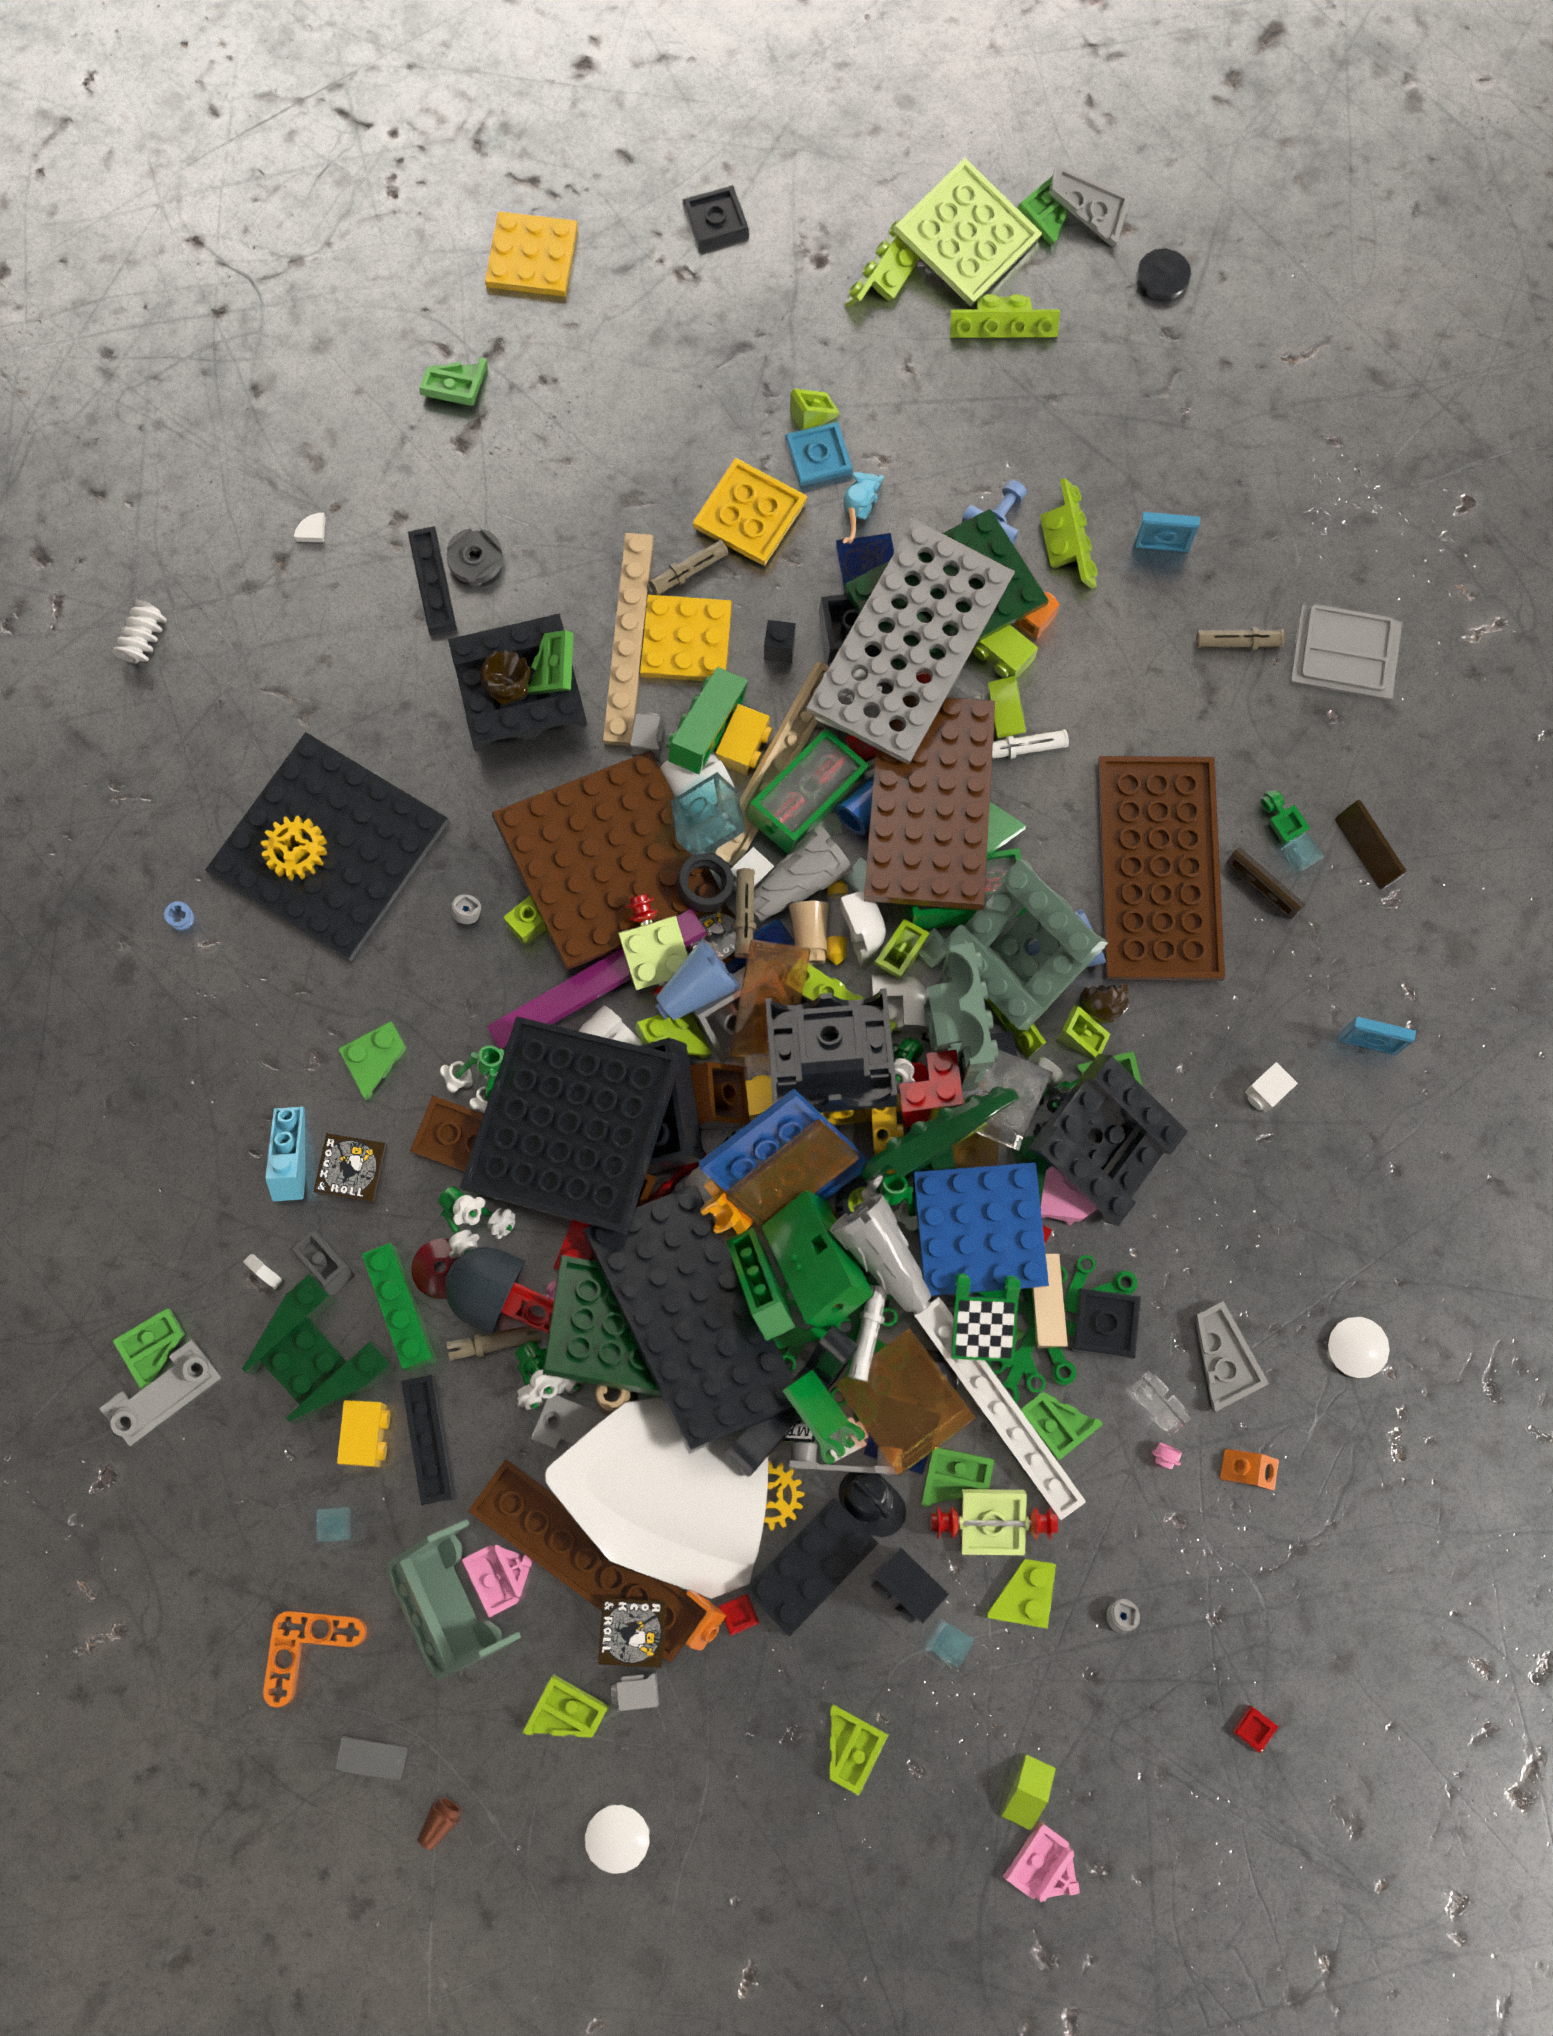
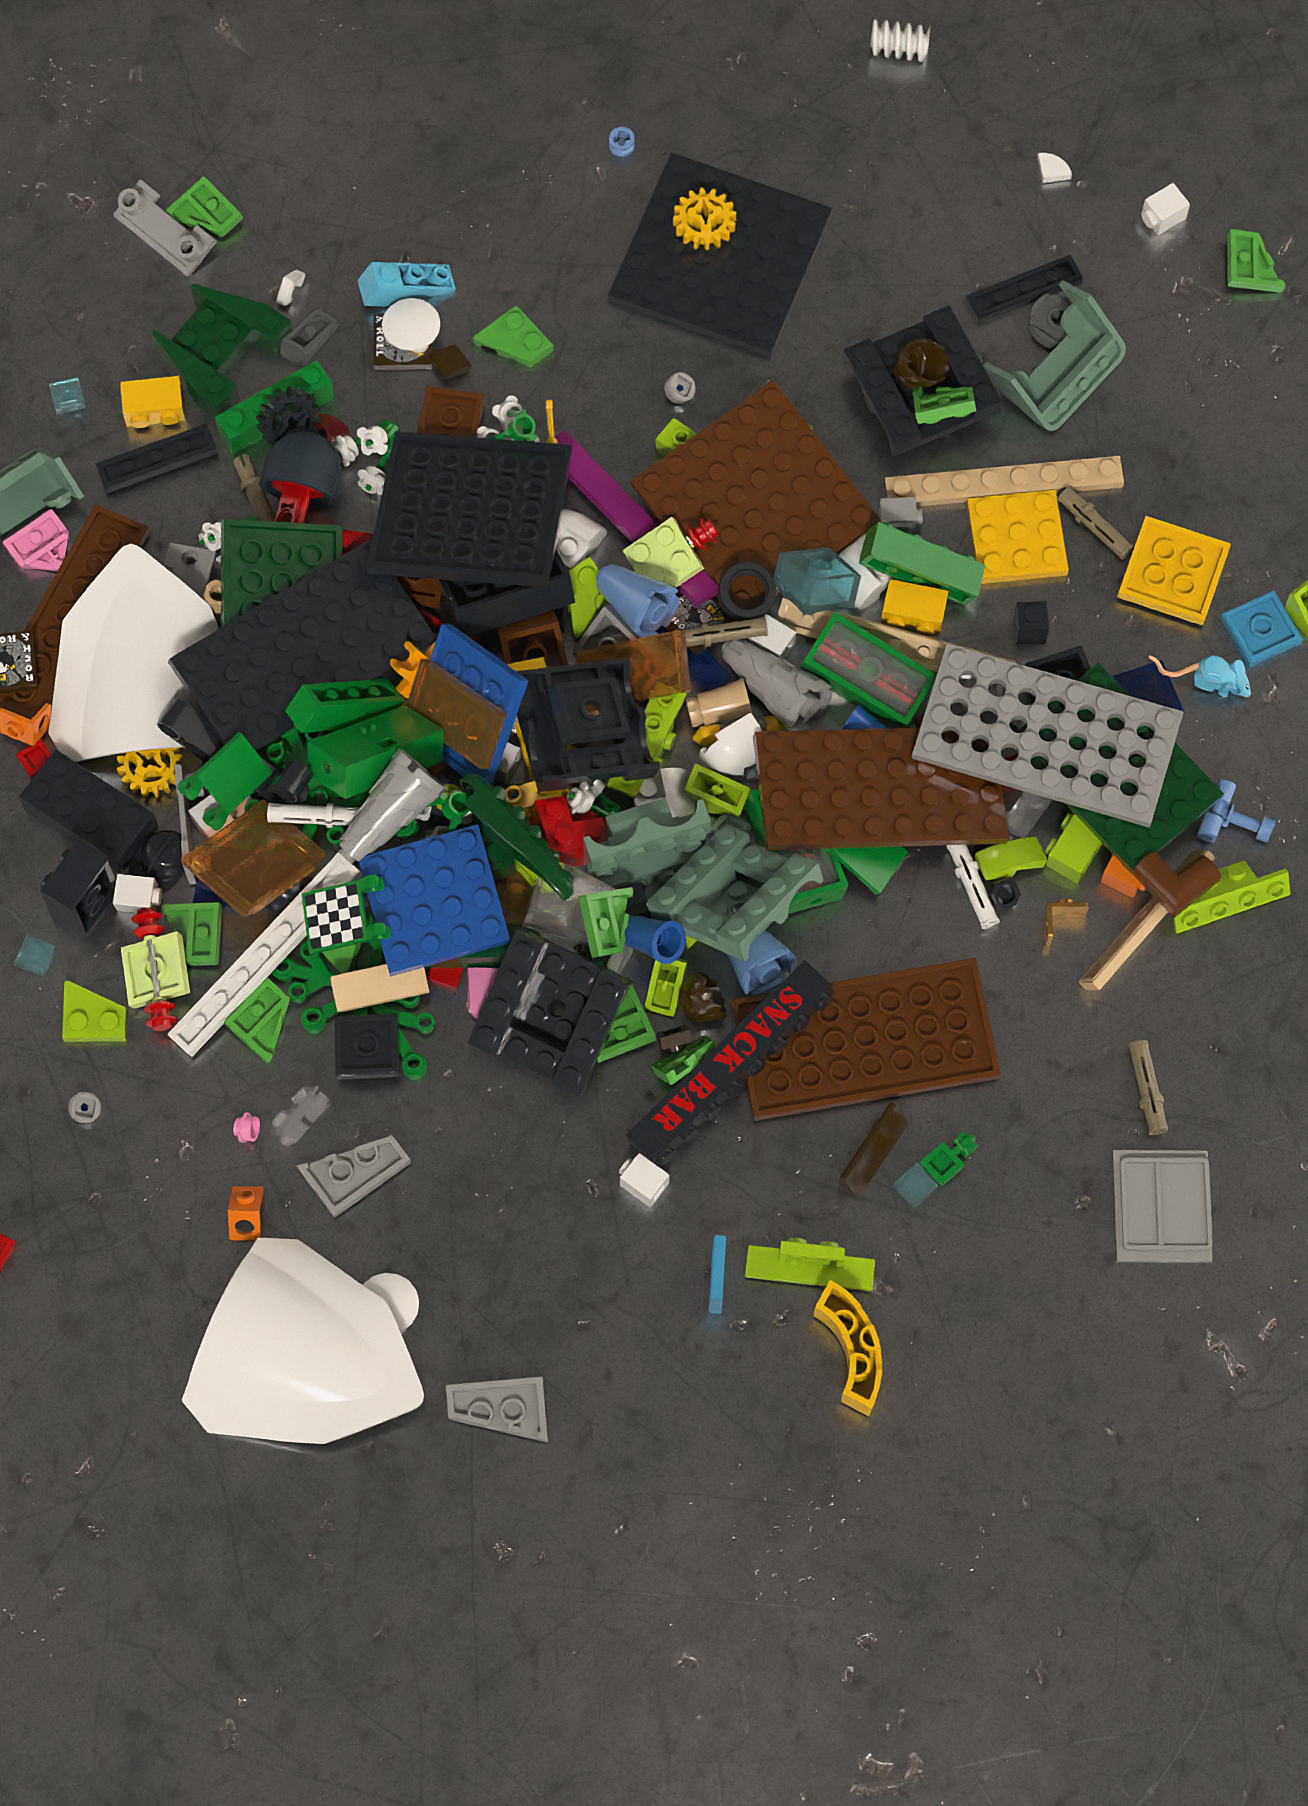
camera: 80 degrees right, 5 degrees down
(338, 1154) = (411, 324): none -> white dish
(382, 439) = (1165, 209): none -> white brick
(386, 1123) = (450, 361): none -> dark brown tile
(422, 1292) = (287, 414): none -> black gear
(500, 1038) = (551, 439): none -> yellow hinge
(528, 551) = (1070, 369): none -> sand green windscreen
(909, 1529) = (136, 893): none -> white brick
(1032, 1068) = (606, 920): none -> bright green wing
(1039, 720) = (1004, 893): none -> black tile
(1050, 1031) = (656, 938): none -> blue plant
(1066, 685) = (1062, 908): none -> pearl gold bracket
(1070, 567) = (1176, 890): none -> reddish brown brick
(1085, 605) = (1131, 936): none -> tan tile
(1136, 1035) = (675, 1038): none -> dark brown plate
(1163, 1030) = (683, 1061): none -> bright green wing
(1166, 532) = (1248, 985): dark azure tile -> none
(1178, 987) = (731, 1064): none -> black brick
(1369, 958) = (810, 1265): none -> lime bracket
(1370, 845) = (937, 1253): dark brown slope -> none
(1404, 1433) = (299, 1352): none -> white windscreen
(1457, 924) = (859, 1341): none -> yellow brick
(1469, 1256) = (501, 1405): none -> light grey wing

